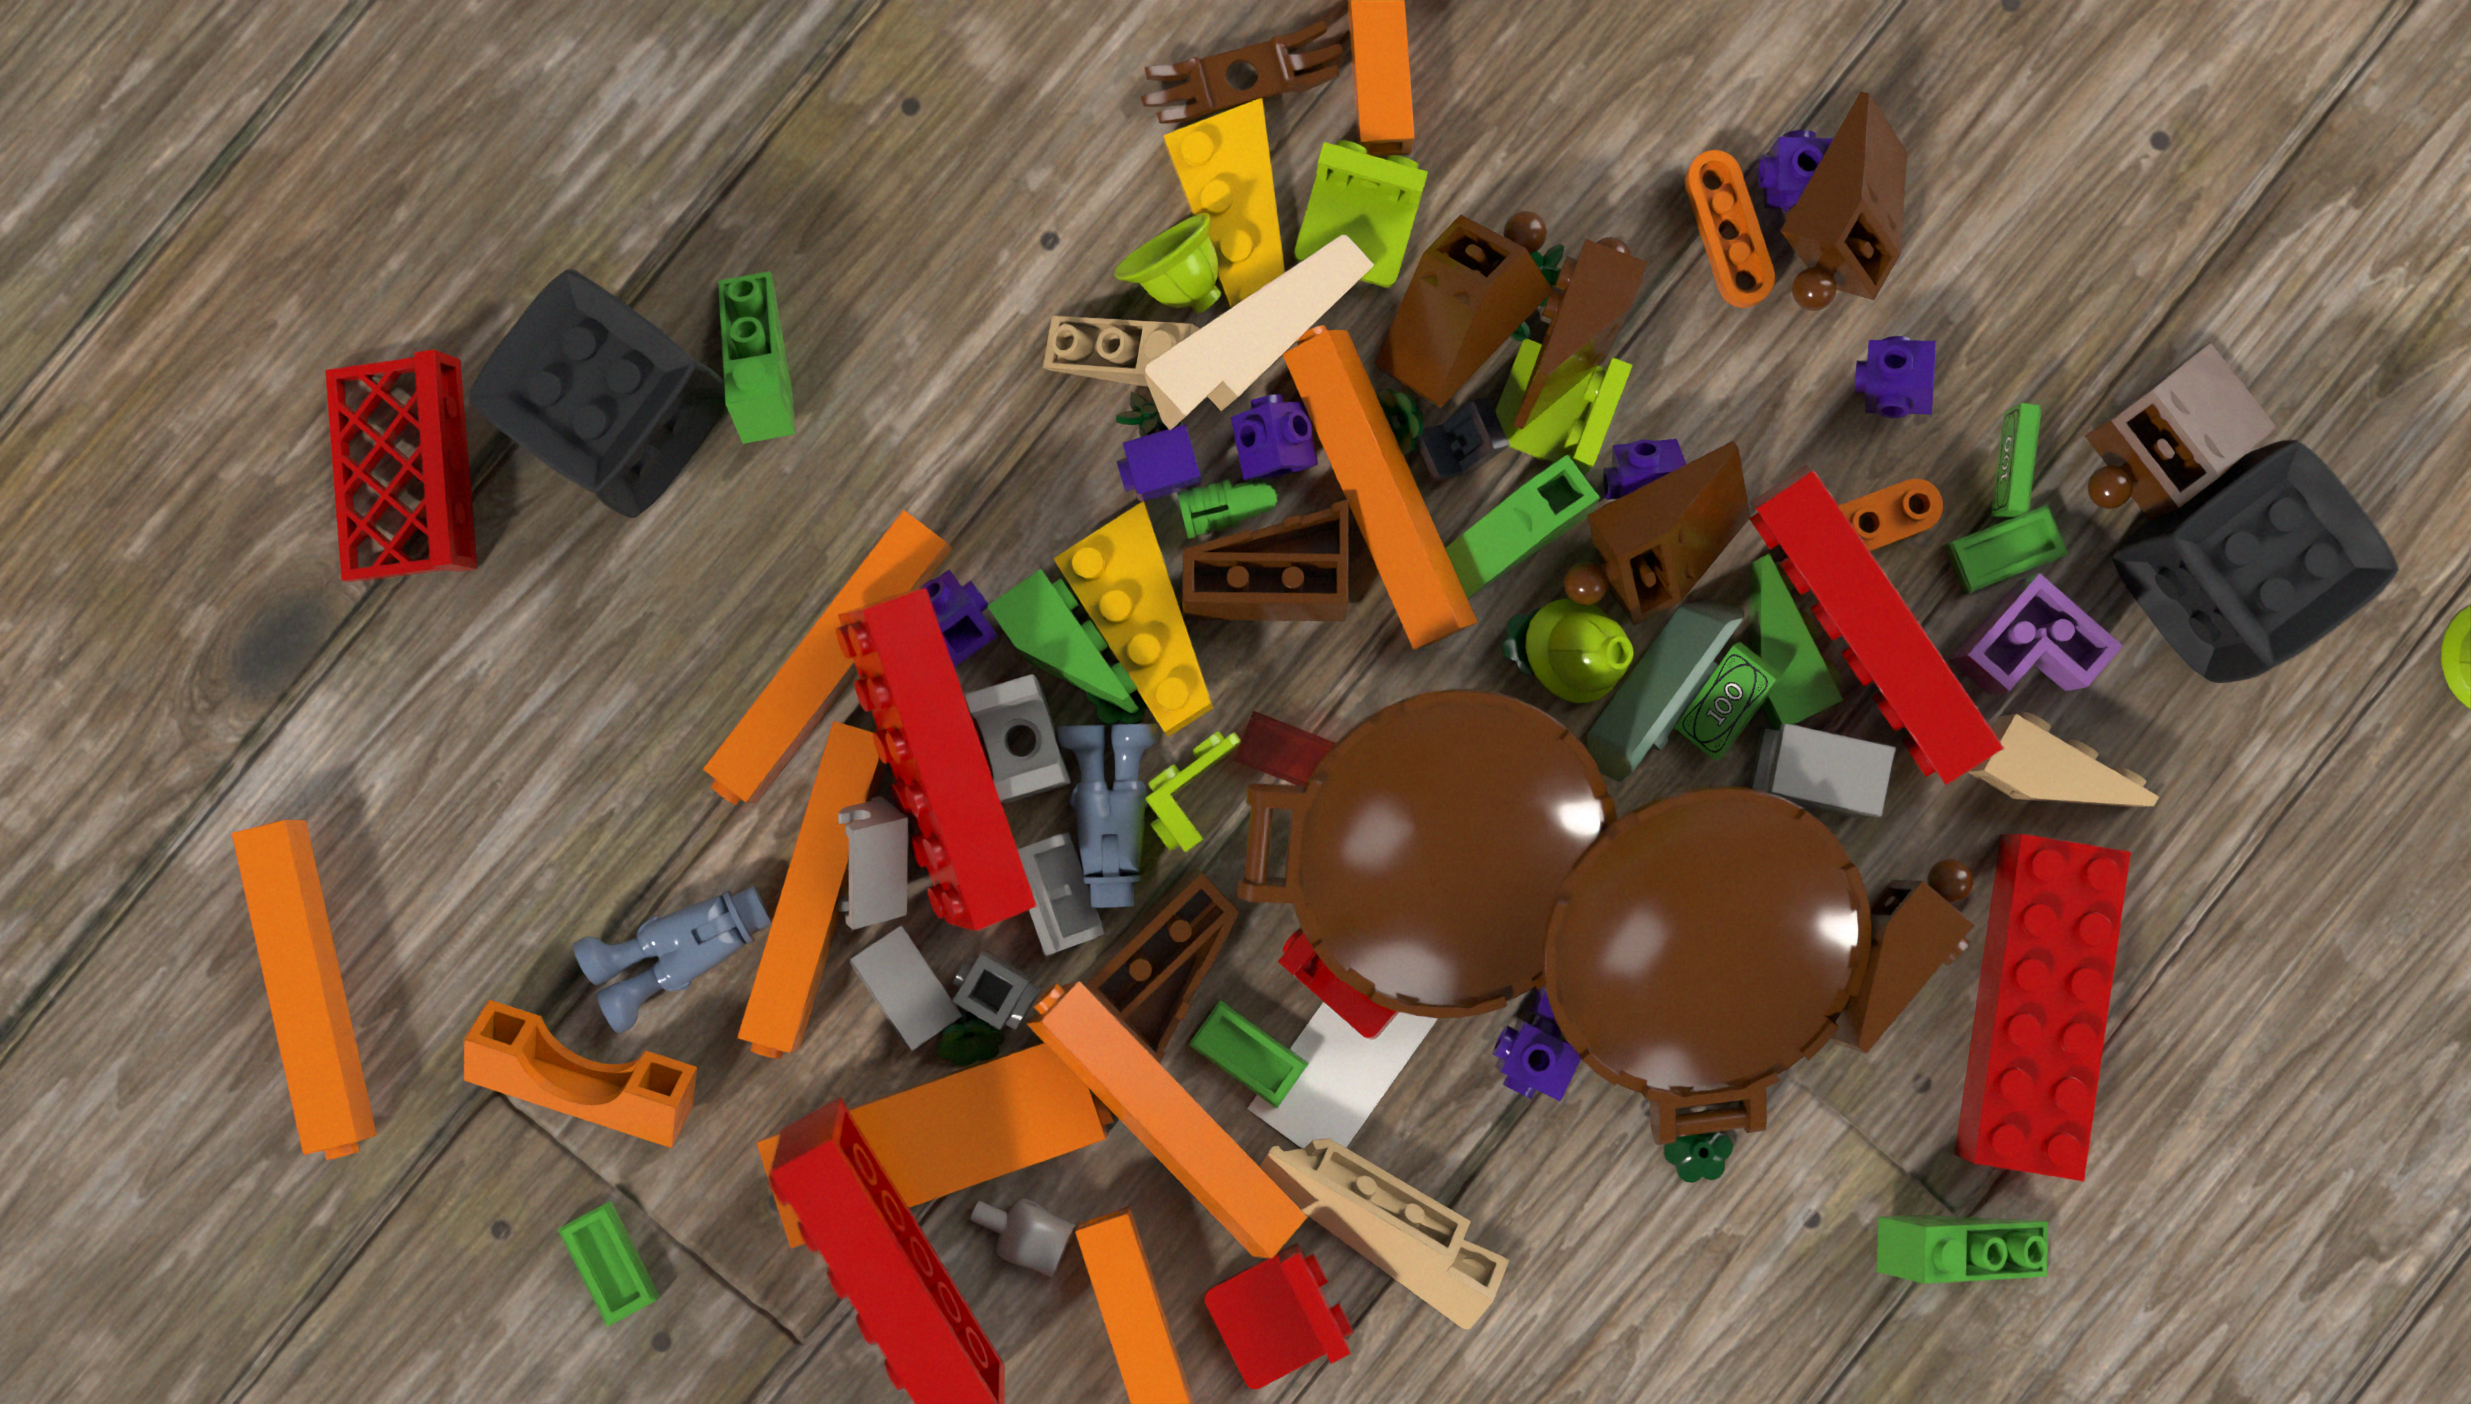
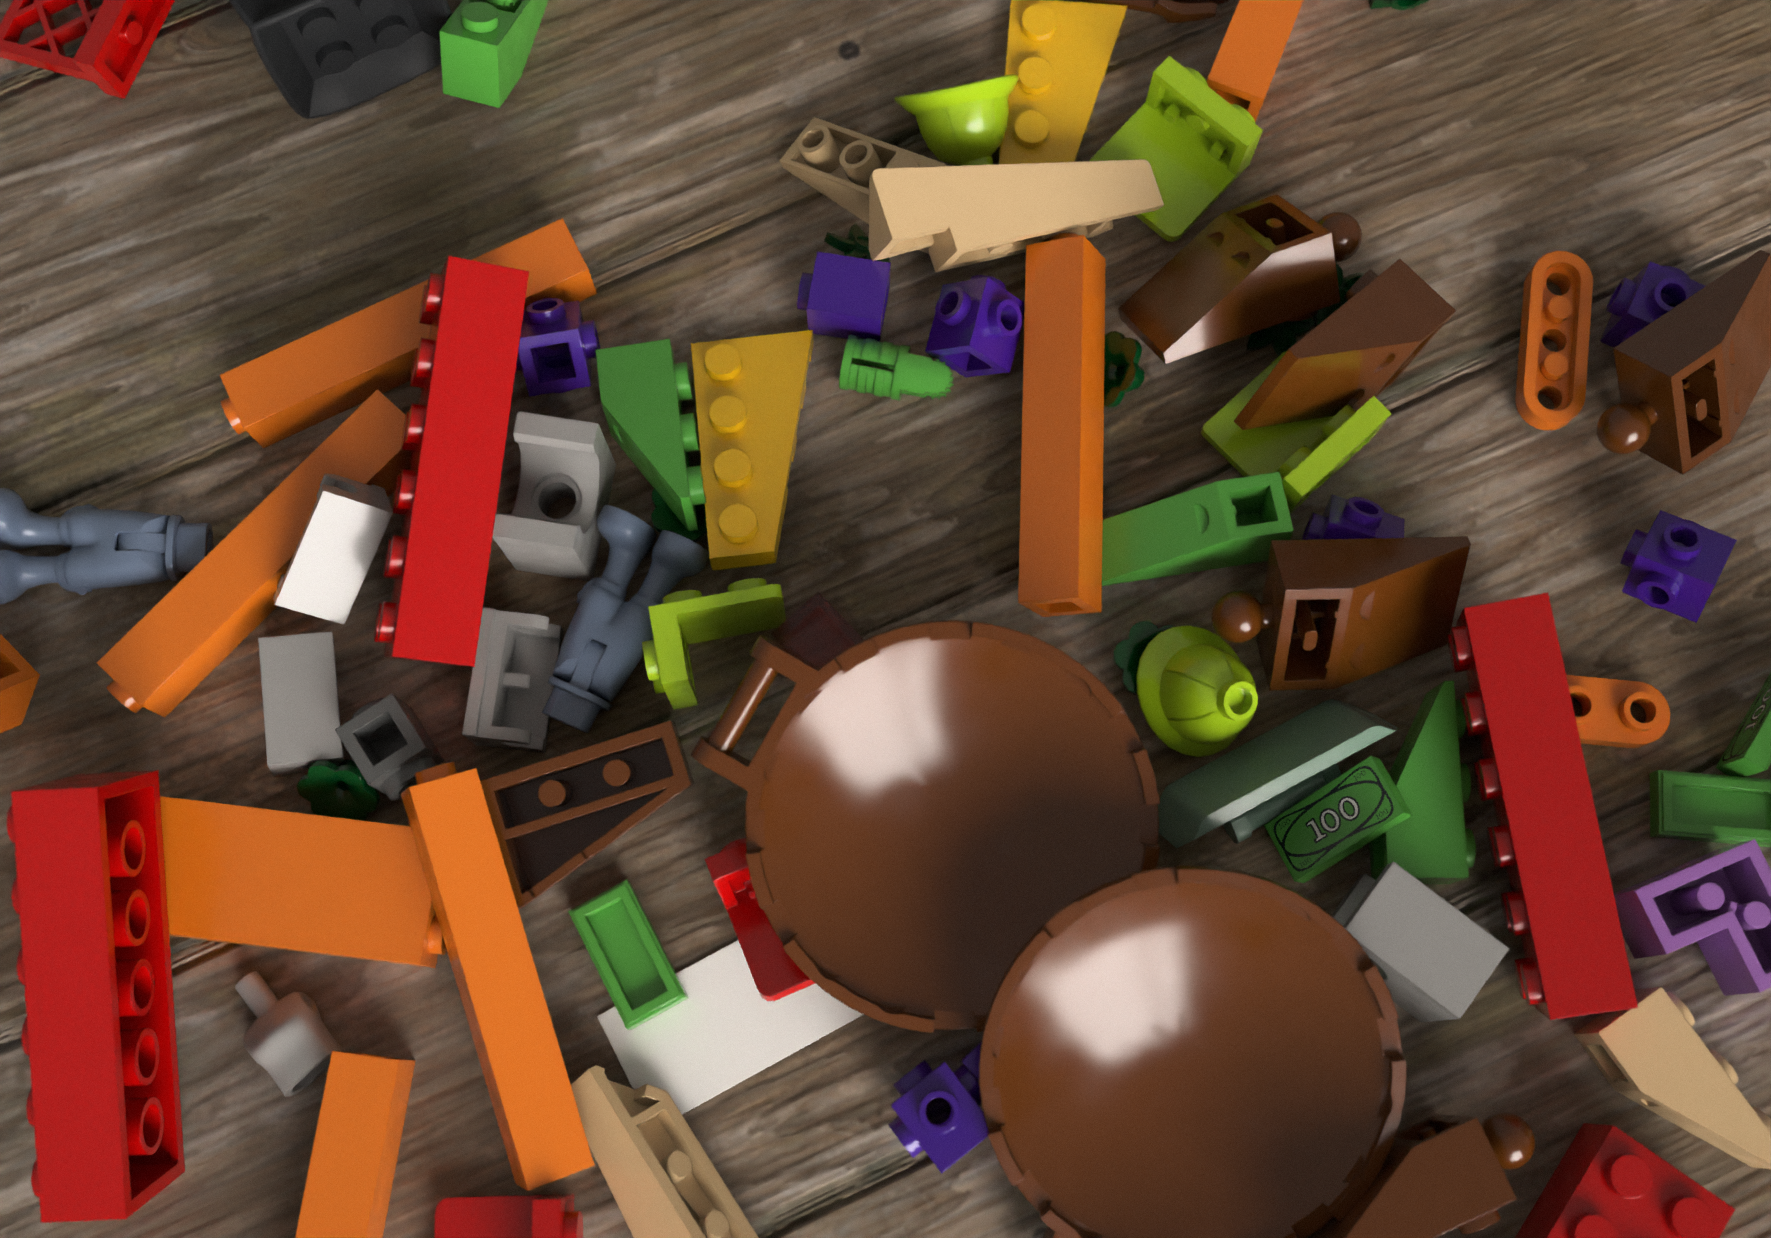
camera: 25 degrees right, 10 degrees down
(1273, 572) = (906, 455): reddish brown wedge -> none
(1463, 441) = (1175, 420): black bracket -> none

